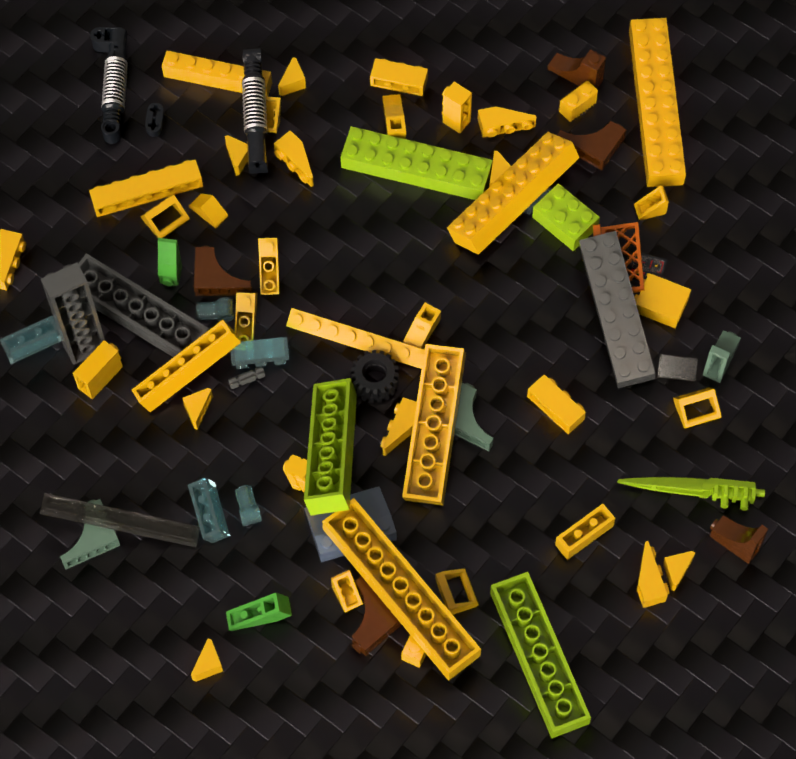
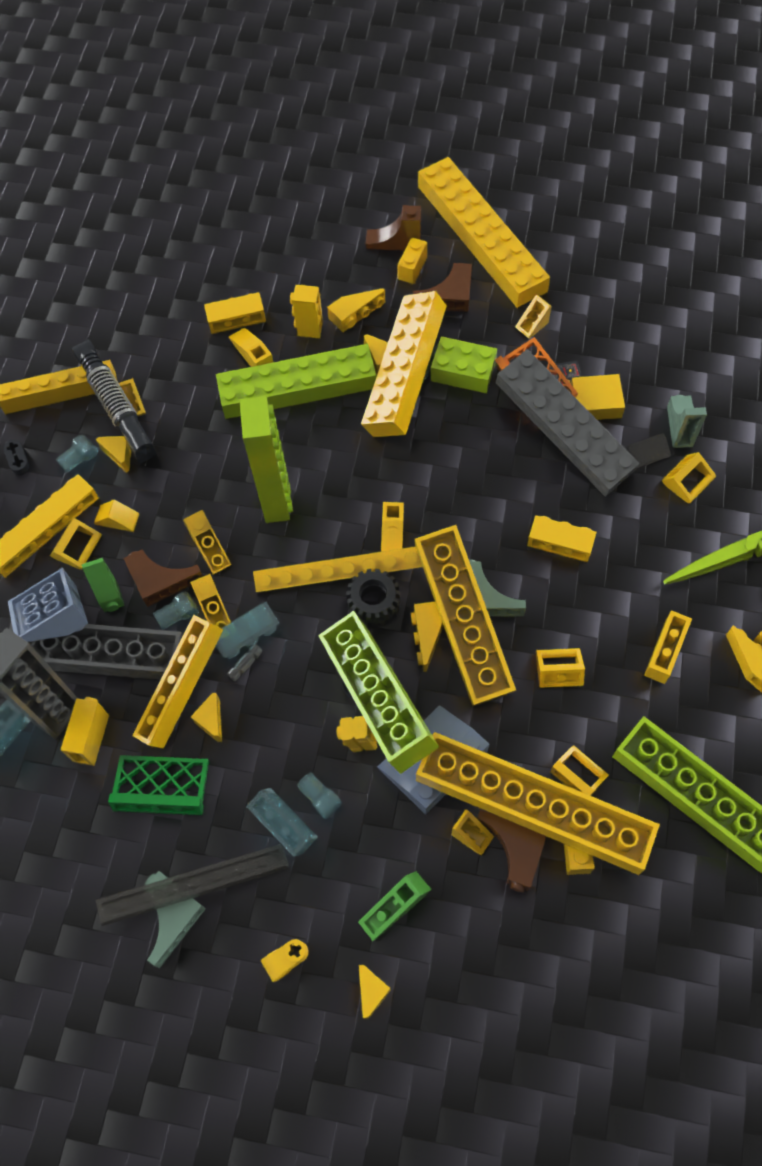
camera: 25 degrees left, 0 degrees up
(117, 260) = (48, 609): none -> sand blue slope
(122, 448) = (159, 803): none -> green fence
(156, 608) = (281, 961): none -> yellow piece
(209, 138) = (81, 450): none -> clear light blue piece
(292, 80) = (135, 359): yellow slope -> none
(292, 152) = (172, 425): yellow slope -> none
(341, 224) = (266, 458): none -> lime brick
(488, 510) = (560, 674): none -> yellow tile

